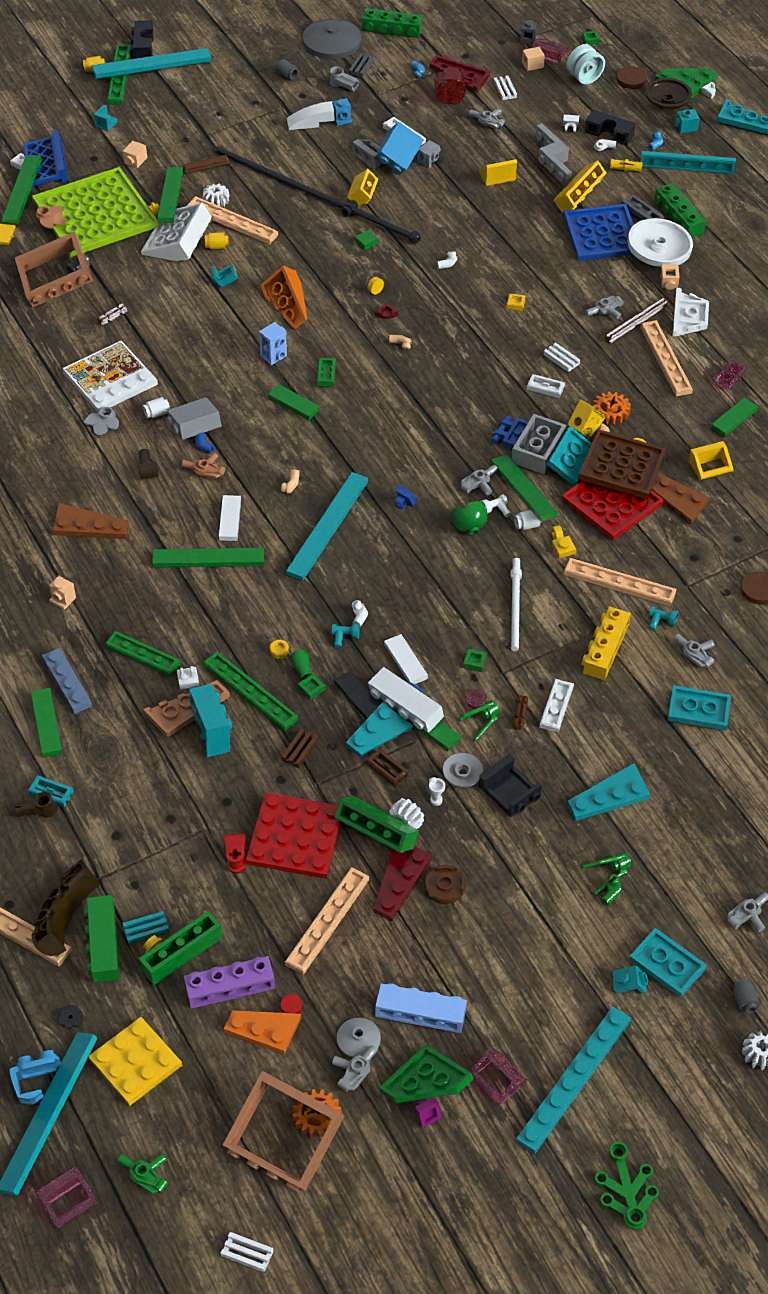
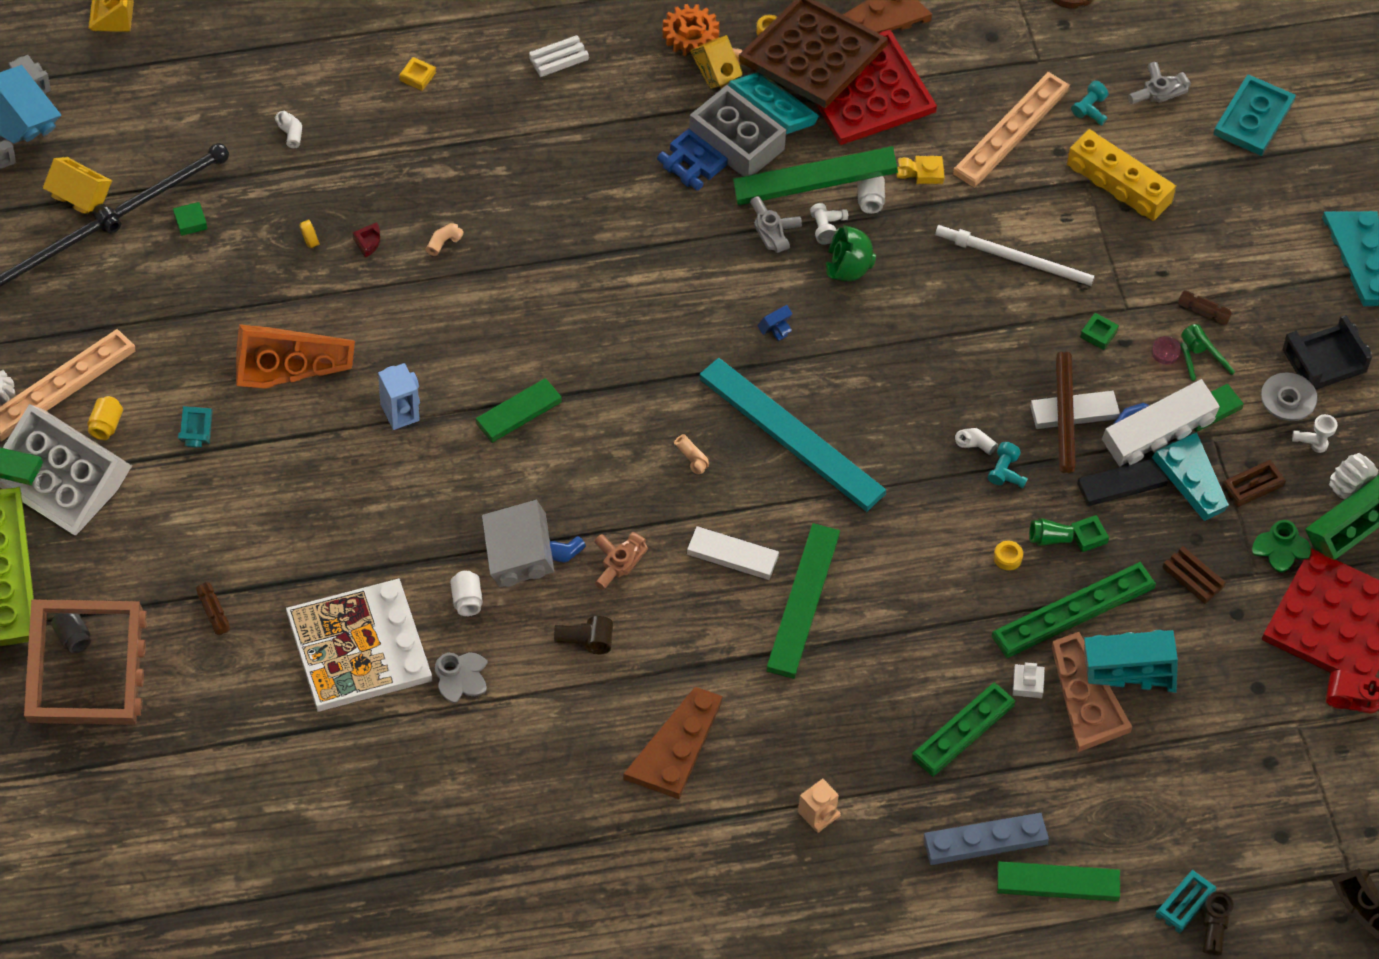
camera: 75 degrees left, 5 degrees up
(326, 372) = (475, 349): green plate -> none
(340, 789) = (1280, 549): none -> green plate
(395, 650) = (1065, 412): none -> reddish brown axle
(545, 386) = (602, 106): white tile -> none
(556, 705) = (1202, 265): white tile -> none

